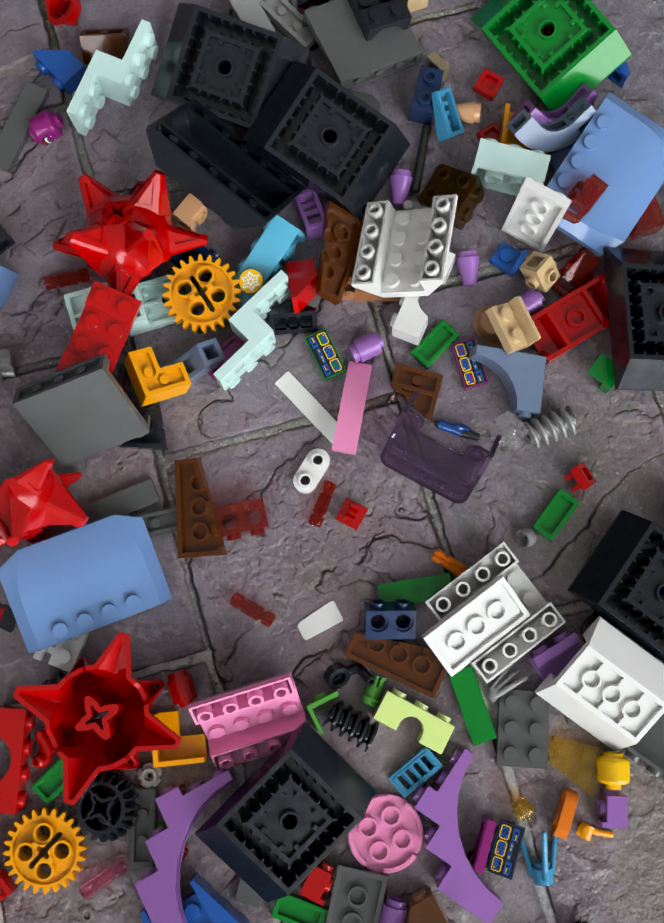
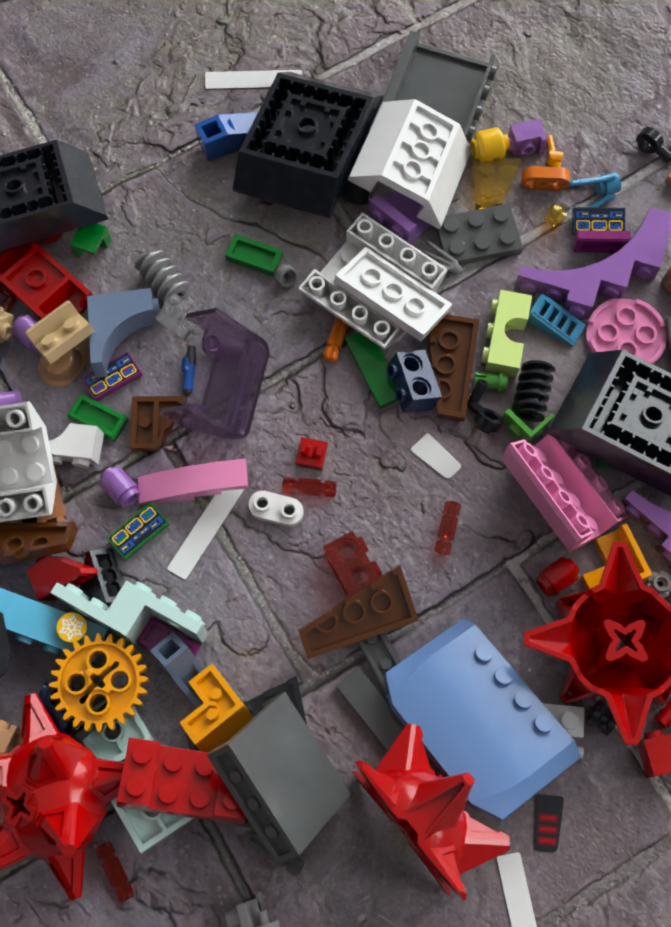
camera: 105 degrees left, 10 degrees down
(472, 706) = (475, 284): green tile -> none
(582, 476) = (206, 237): red tile -> none

